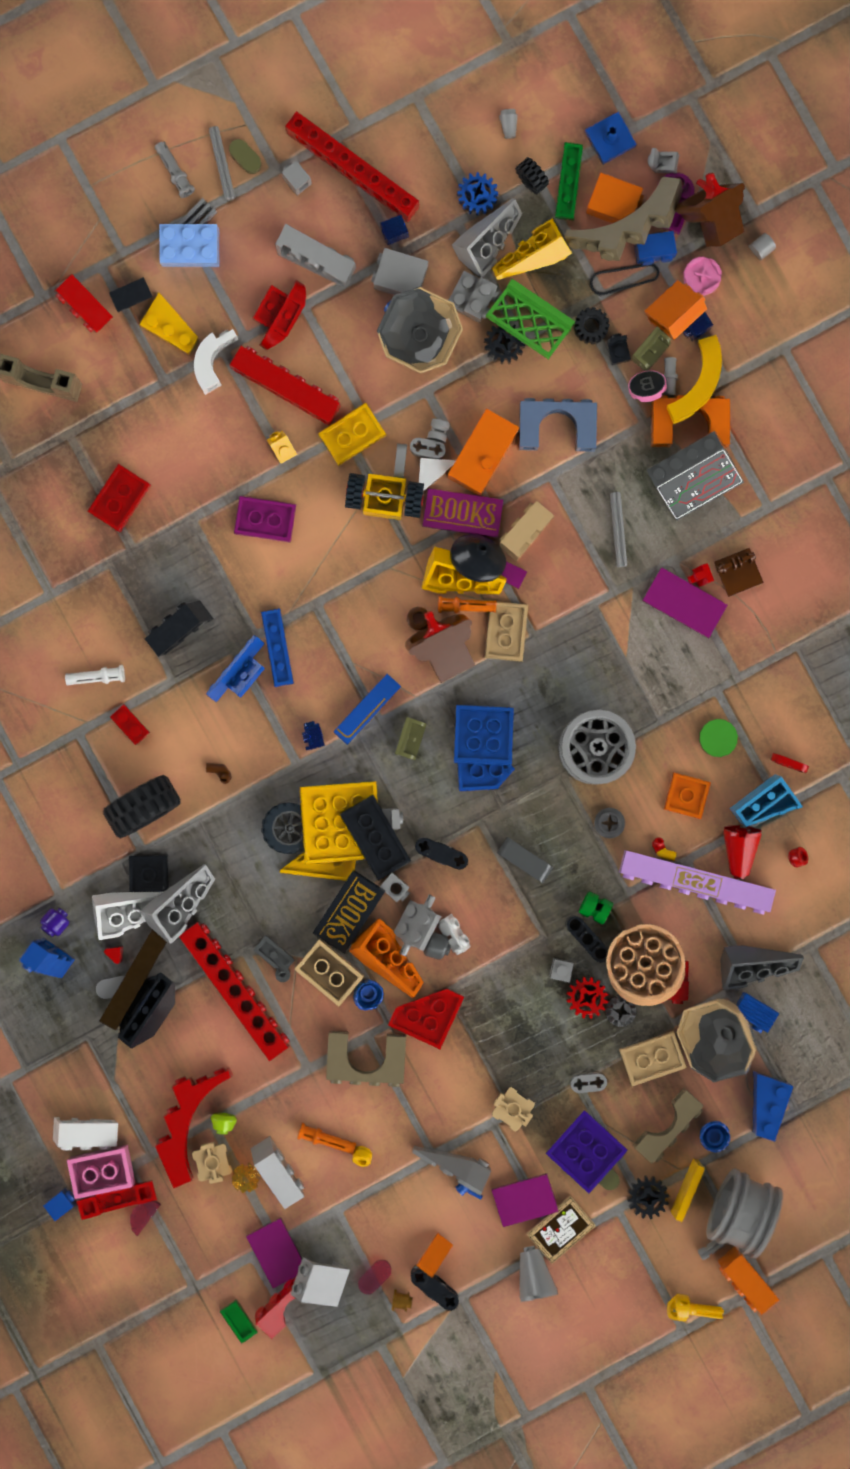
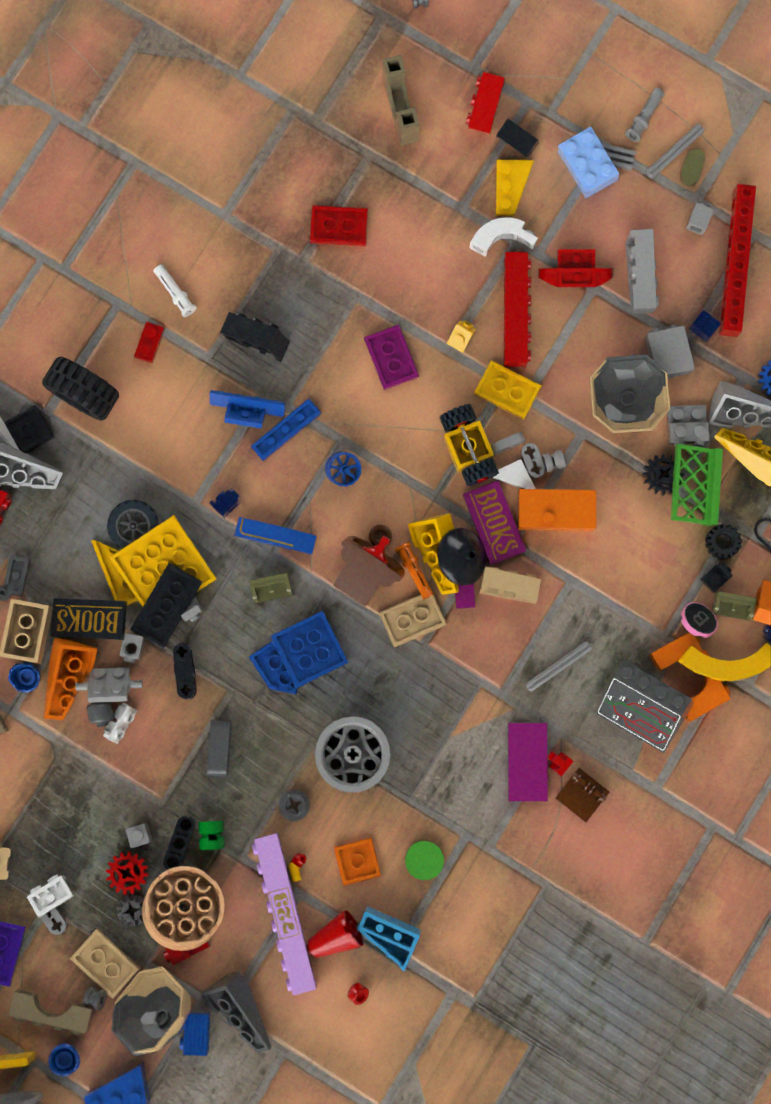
camera: 65 degrees right, 5 degrees down
(221, 770) = (152, 441): reddish brown arm -> none
(341, 617) = (343, 468): none -> blue wheel
(428, 1016) = (34, 741): red plate -> none
(570, 1074) = (50, 896): none -> white bracket
(581, 413) = (617, 534): sand blue arch -> none
(671, 376) = (719, 636): light grey pin -> none
(678, 1082) = (95, 998): none -> dark grey wheel
(790, 763) = (437, 937): red tile -> none

